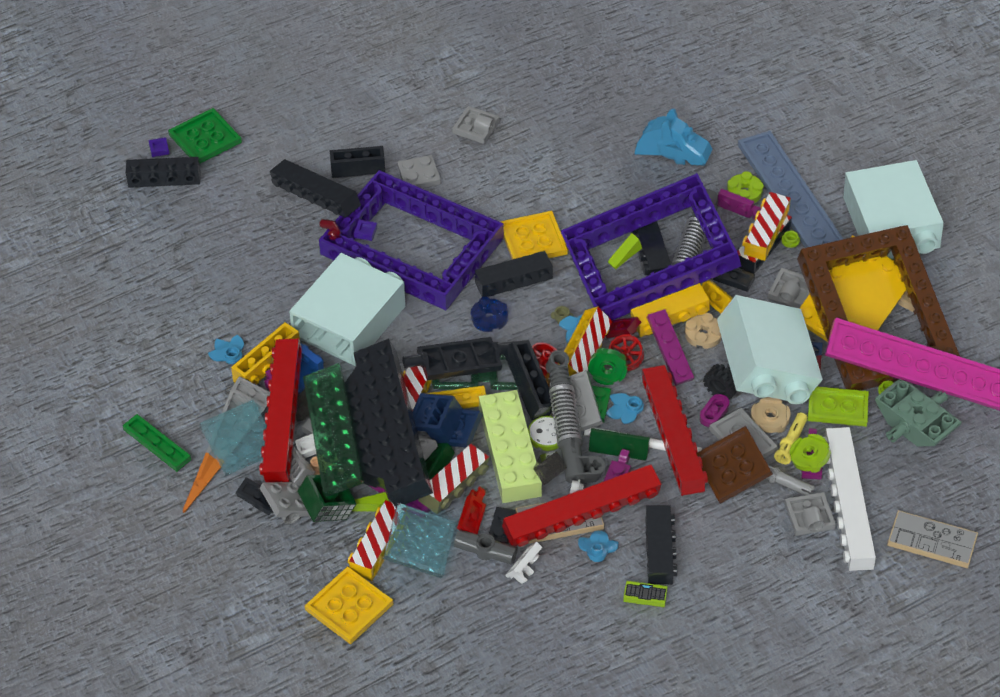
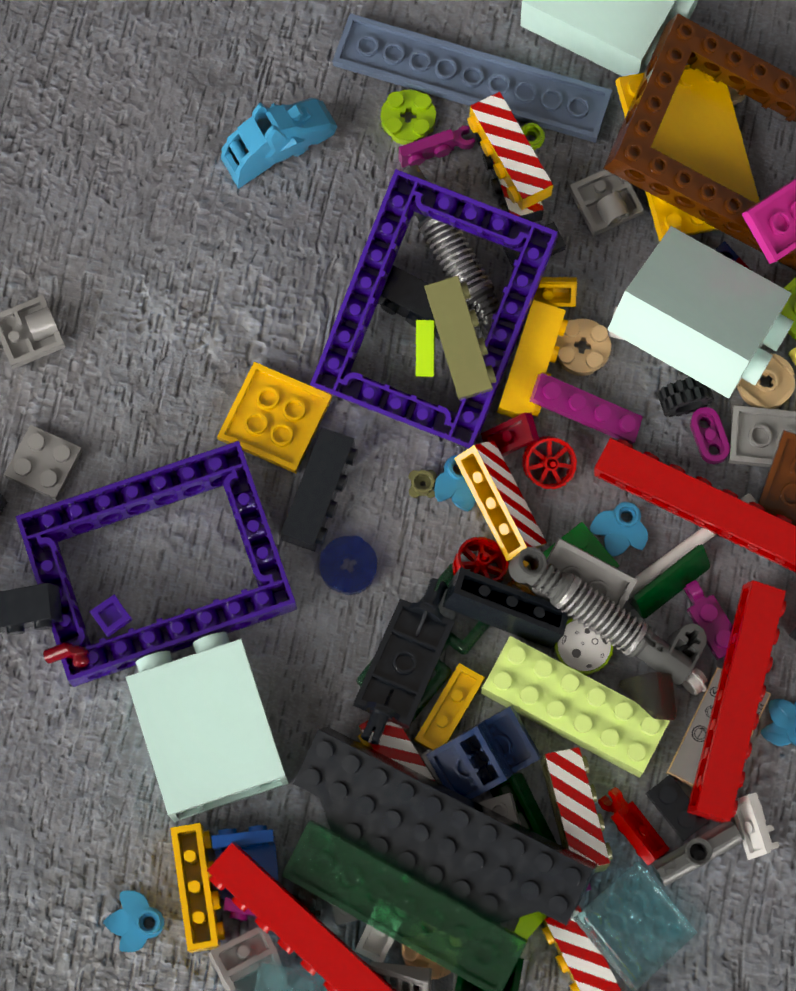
camera: 50 degrees left, 25 degrees up
(607, 357) = (555, 502): green plate -> none
(642, 258) = (458, 337): none -> olive brick

